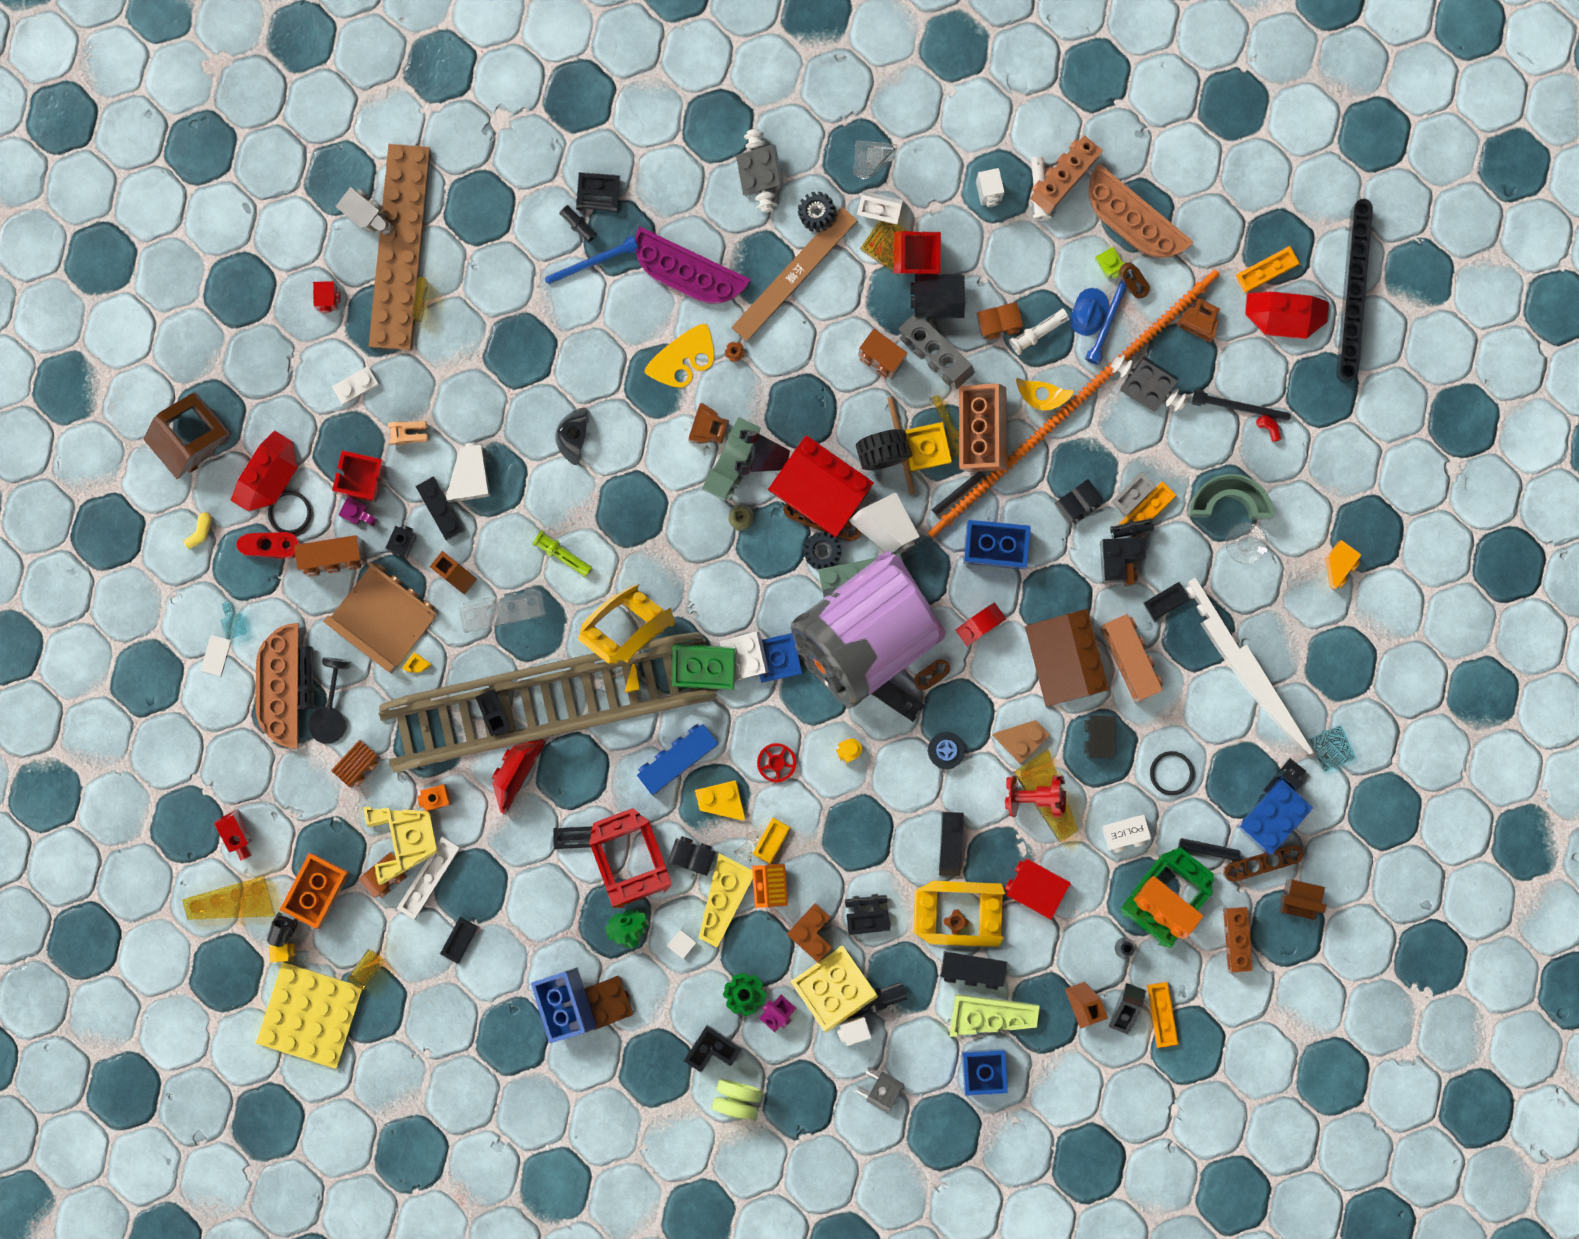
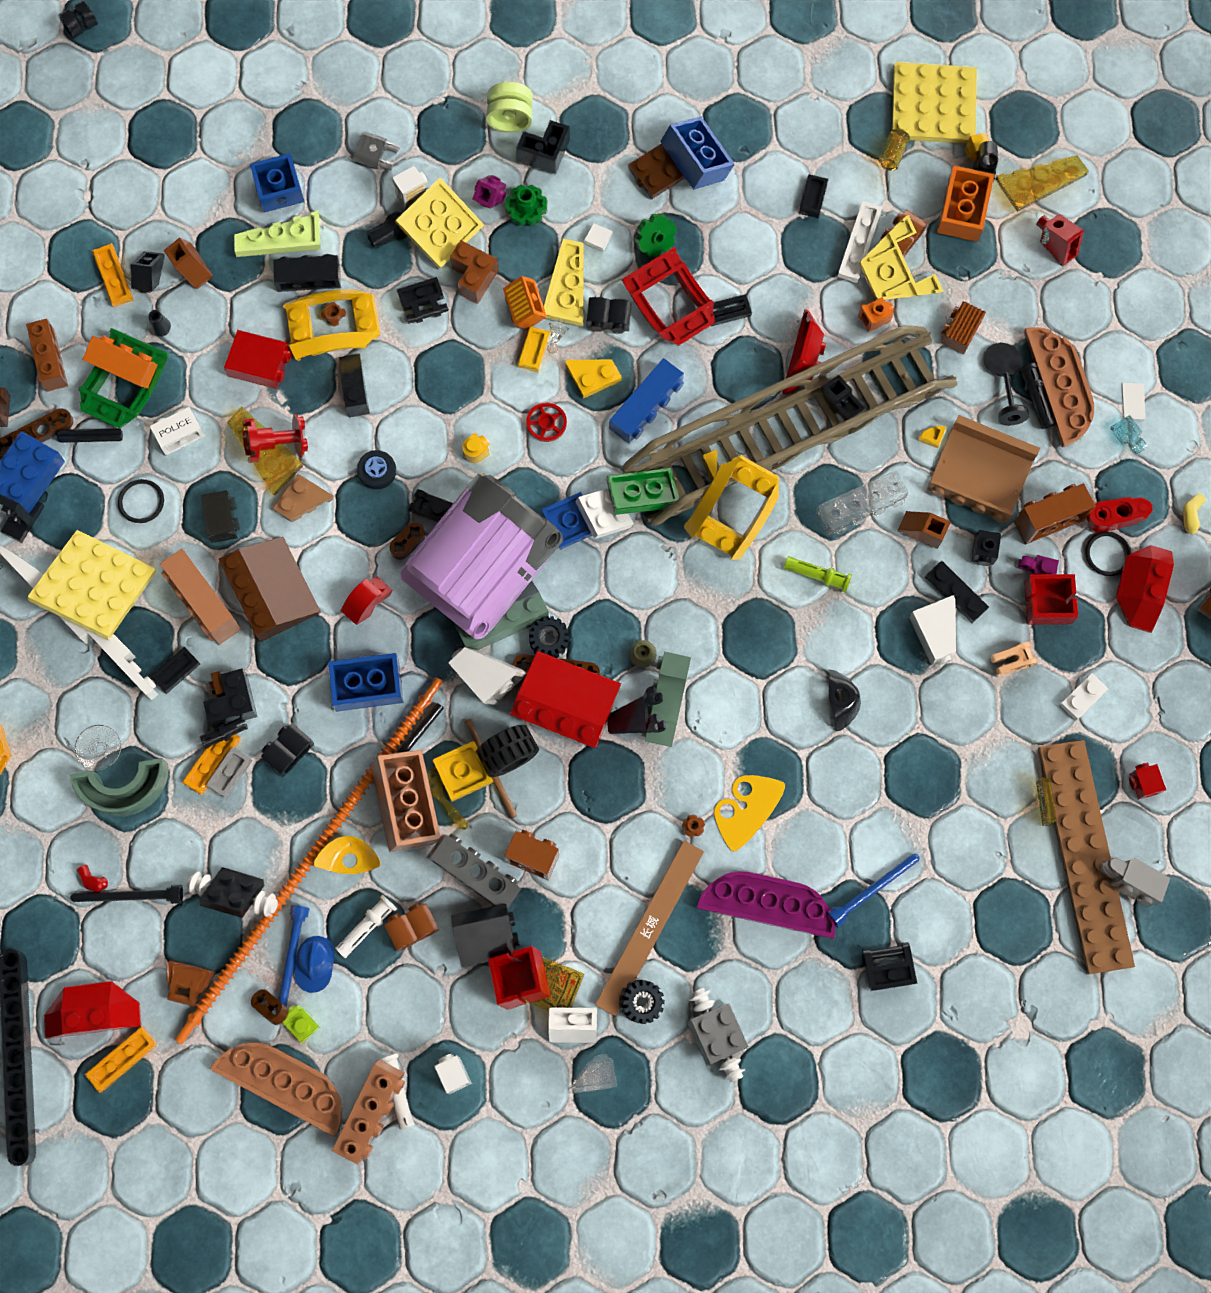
camera: 165 degrees right, 10 degrees down
(577, 223) = (901, 926): black pin -> none
(703, 426) = (706, 738): dark orange piece -> none
(1228, 694) = (92, 584): none -> light yellow plate

